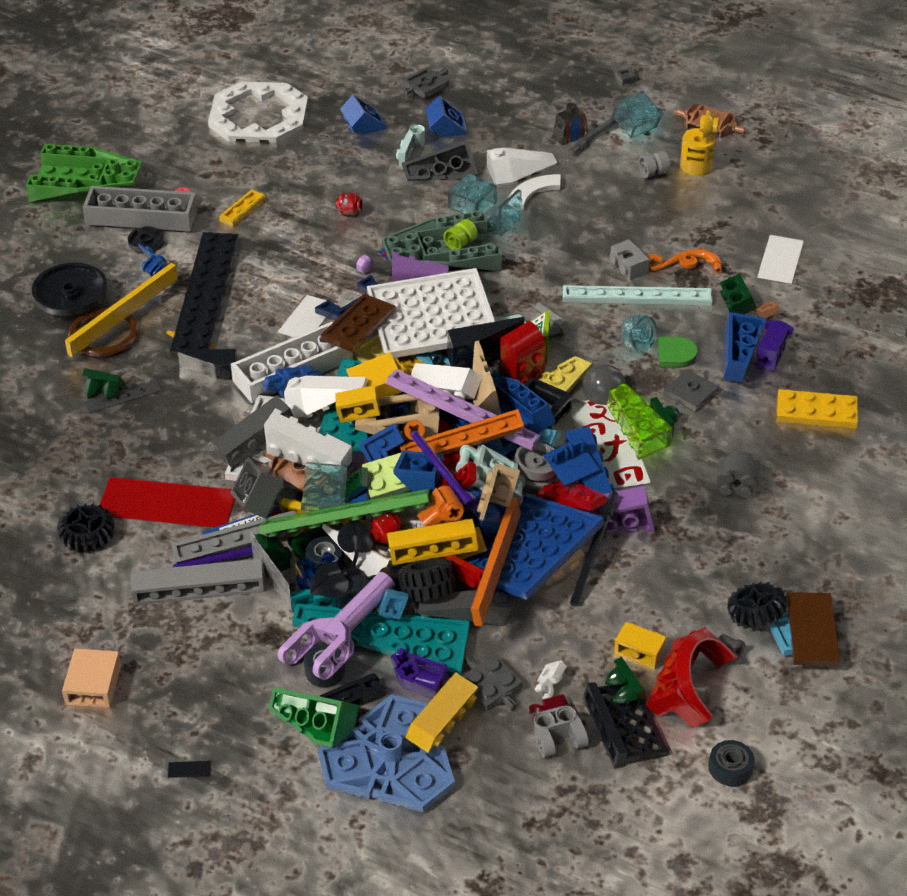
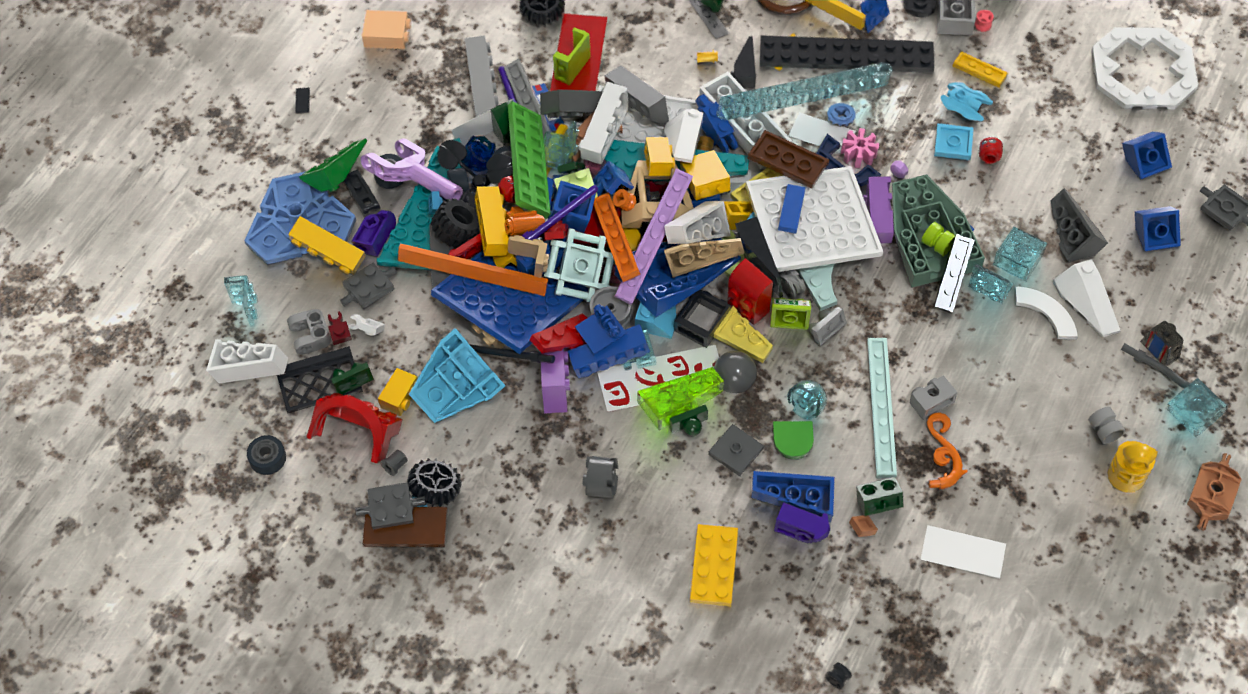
camera: 90 degrees right, 15 degrees up
(182, 486) = (569, 66): none -> lime panel
(192, 389) = (707, 57): none -> yellow pin
(269, 311) = (803, 91): none -> clear light blue beam
(283, 217) = (965, 100): none -> medium azure piece
(288, 299) = (839, 109): none -> medium blue gear
(333, 228) = (953, 141): none -> medium azure plate
(336, 286) = (859, 148): none -> bright pink gear
(414, 138) = (1118, 199): light aqua plate -> none
(425, 320) = (791, 208): none -> blue tile
(498, 230) = (953, 273): none -> plate
(520, 787) = (242, 292): none -> clear light blue bracket
(611, 789) = (245, 361): none -> white wedge
(625, 589) = (454, 379): none -> medium azure wedge
(795, 634) = (390, 505): none -> dark grey plate

